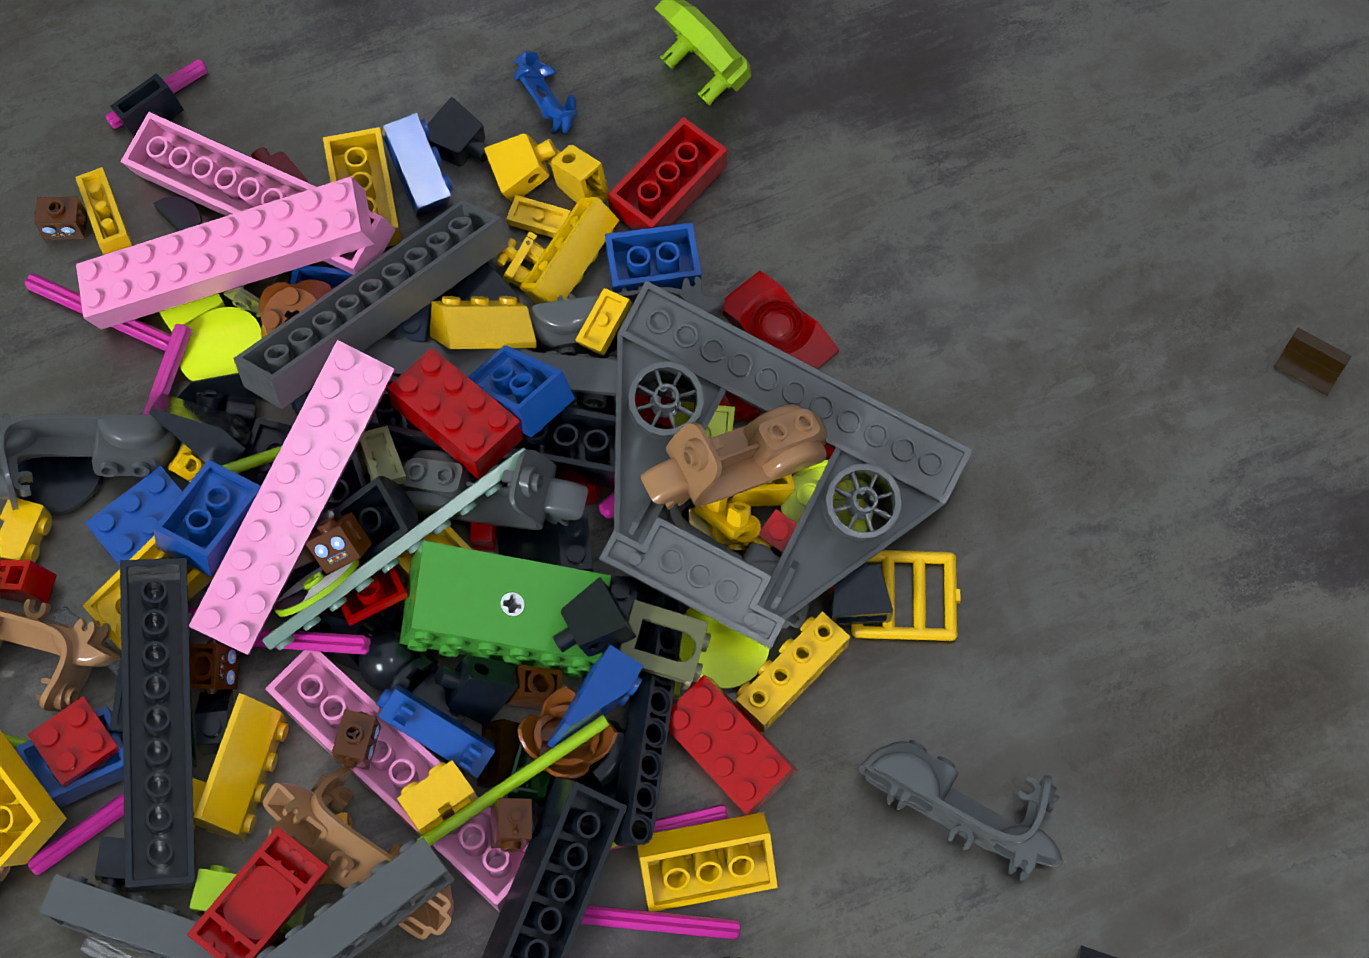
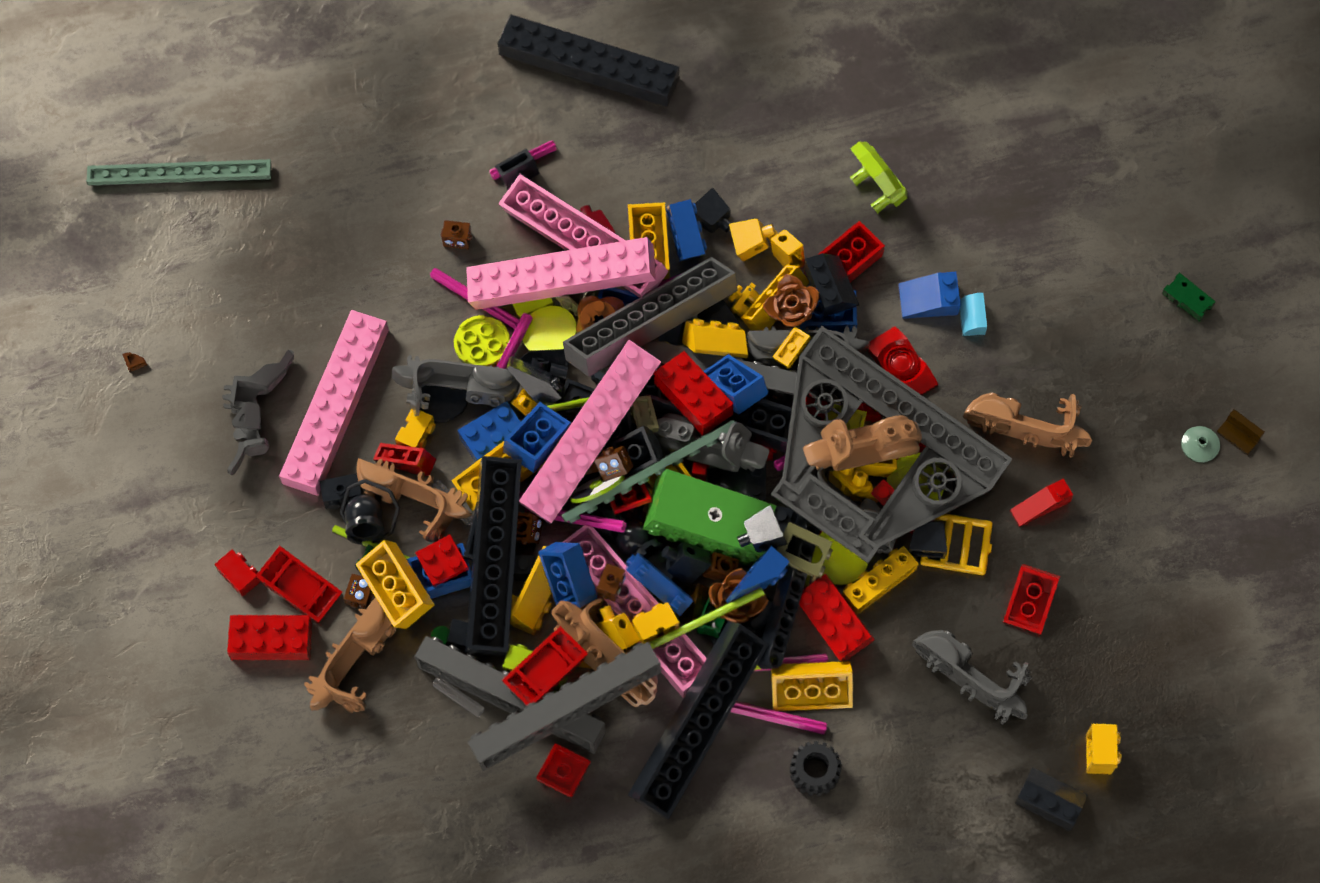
camera: 10 degrees right, 0 degrees up
(77, 835) = (438, 616): dark pink axle -> none
(85, 864) = (441, 633): none -> green tile
(103, 211) = (483, 234): yellow slope -> none
(114, 376) = (481, 341): none -> neon yellow tile
(179, 212) = (531, 241): black tile -> none
(284, 734) = (568, 573): none -> blue brick
(375, 815) = (617, 628): none -> yellow torso
(511, 824) = (698, 644): reddish brown head -> none
(532, 74) = (765, 178): blue piece -> none
(536, 216) = (757, 272): yellow plate -> none
(590, 235) = (792, 290): none -> dark orange brick
(650, 216) = (831, 280): none -> black slope
(807, 218) = (930, 296): none -> slope
(877, 237) = (973, 315): none -> medium azure brick
(946, 387) = (1003, 417): none -> medium nougat piece
(1029, 512) = (1042, 502): none -> red slope
(1037, 668) = (1031, 598): none -> red slope
(1191, 900) = (1102, 748): none -> yellow brick
(1198, 168) = (1188, 296): none -> dark green piece
(1248, 398) = (1194, 449): none -> sand green dish

